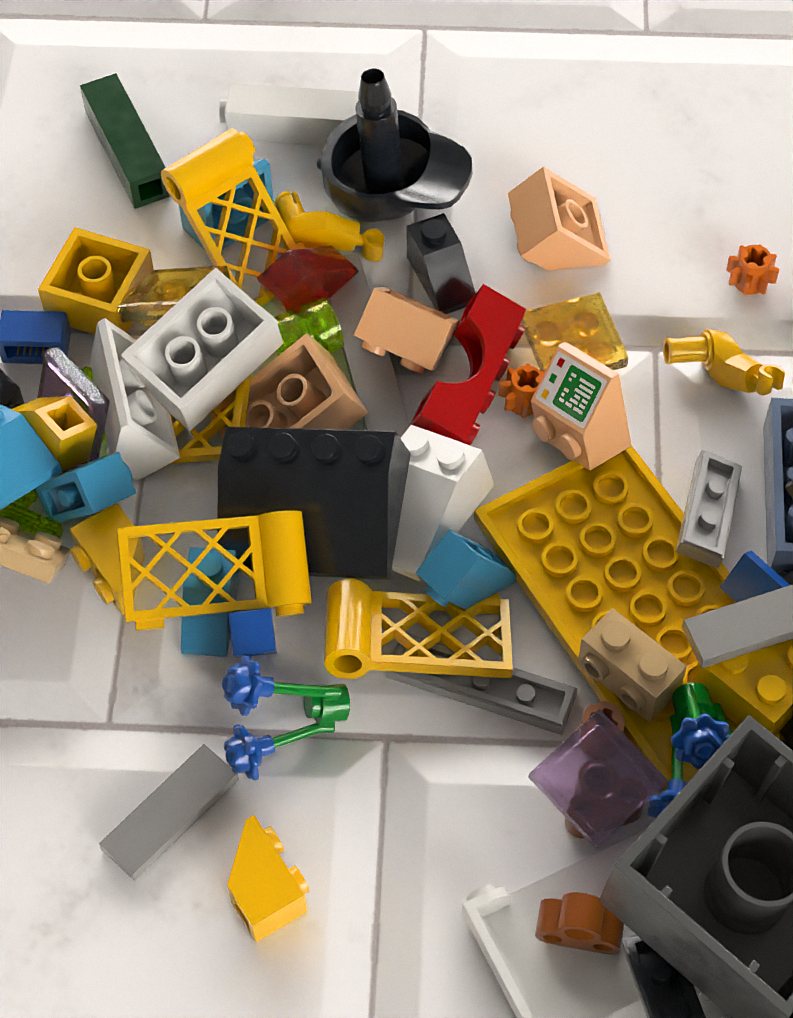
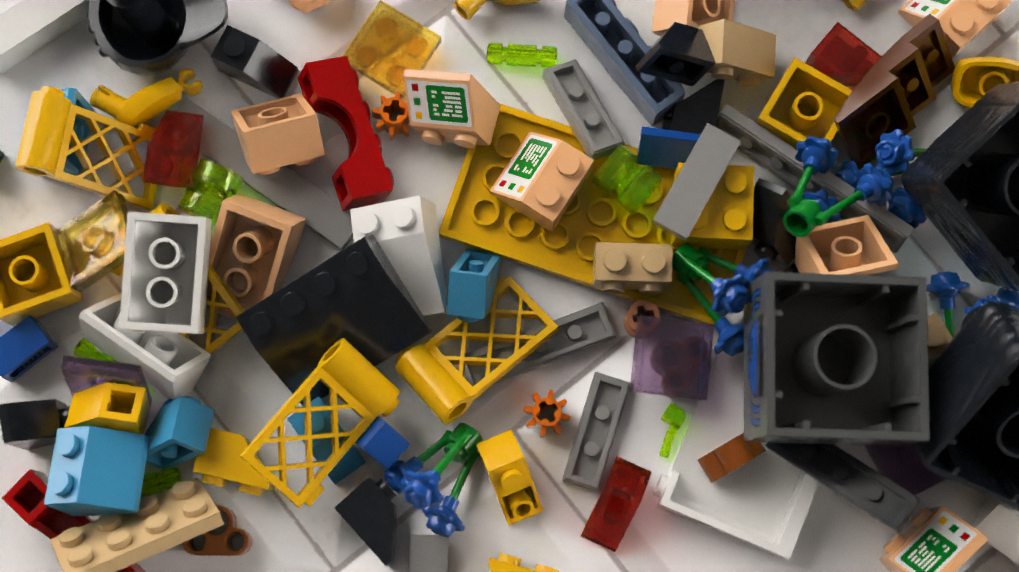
camera: 45 degrees left, 20 degrees up
(37, 616) = (220, 543): none -> dark orange piece
(184, 700) = (372, 517): none -> black slope
(341, 769) = (510, 477): none -> yellow slope
(422, 875) = (616, 504): none -> clear red slope
(430, 727) = (548, 403): none -> orange gear
(464, 801) = (596, 431): none -> light grey tile
(555, 852) = (674, 417): none -> clear neon green hand
(616, 535) = (543, 178): none -> light nougat slope
(692, 427) = (521, 55): none -> clear neon green axle
(694, 581) = (624, 176): none -> clear neon green wheel

